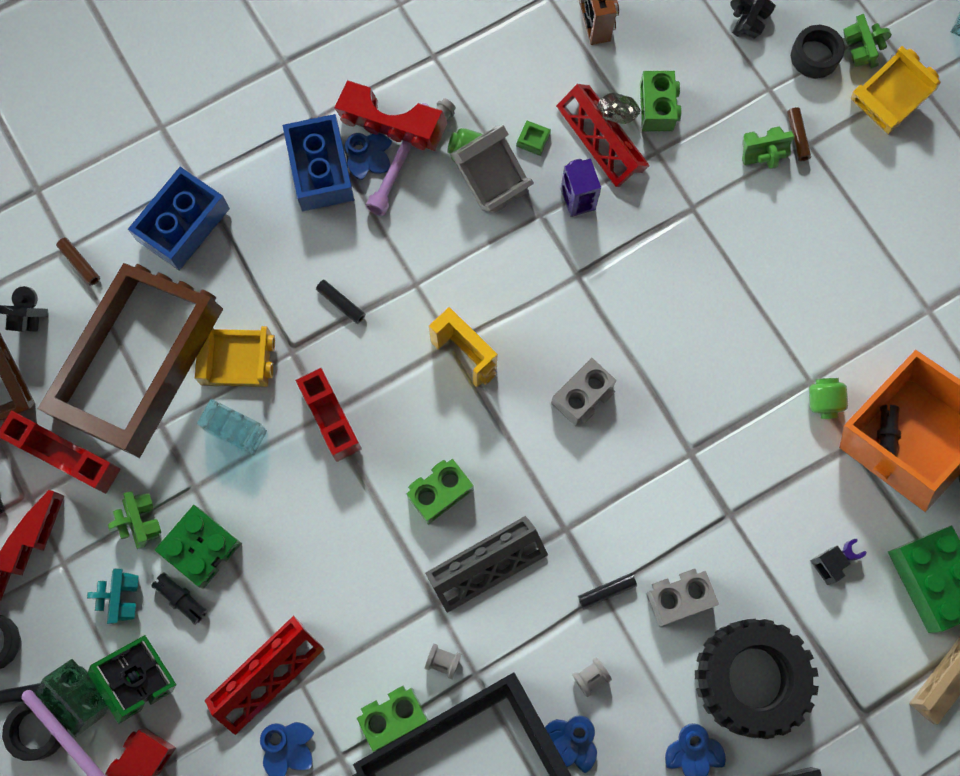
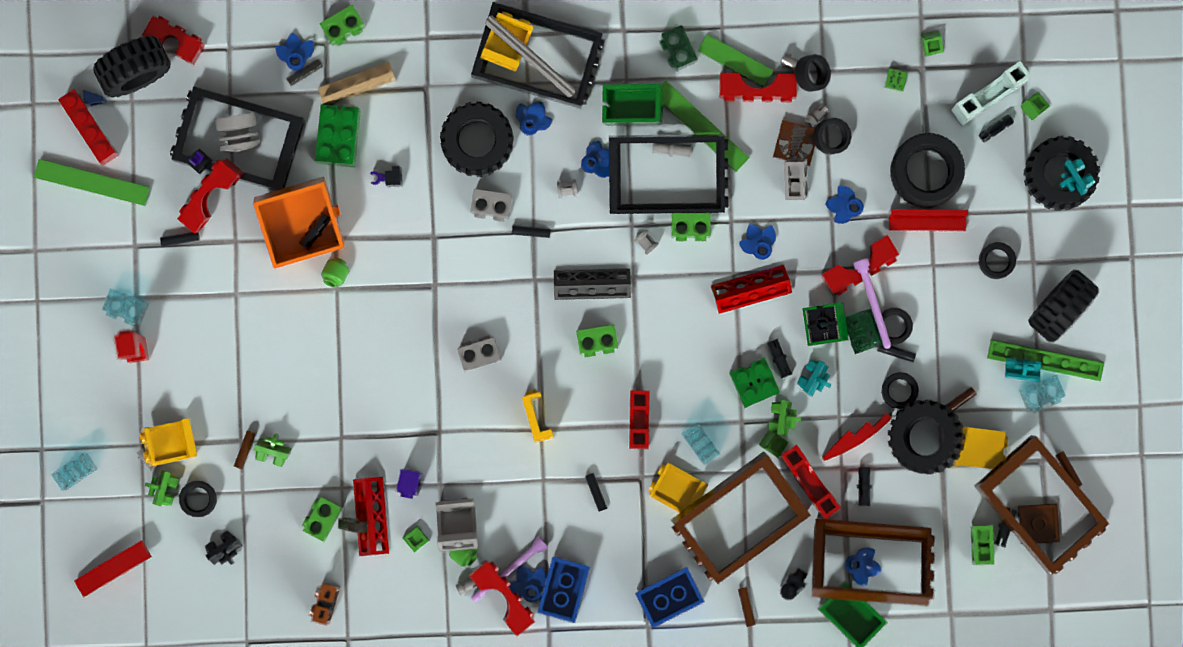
camera: 150 degrees left, 10 degrees up
(137, 479) = (773, 443): none -> bright green slope

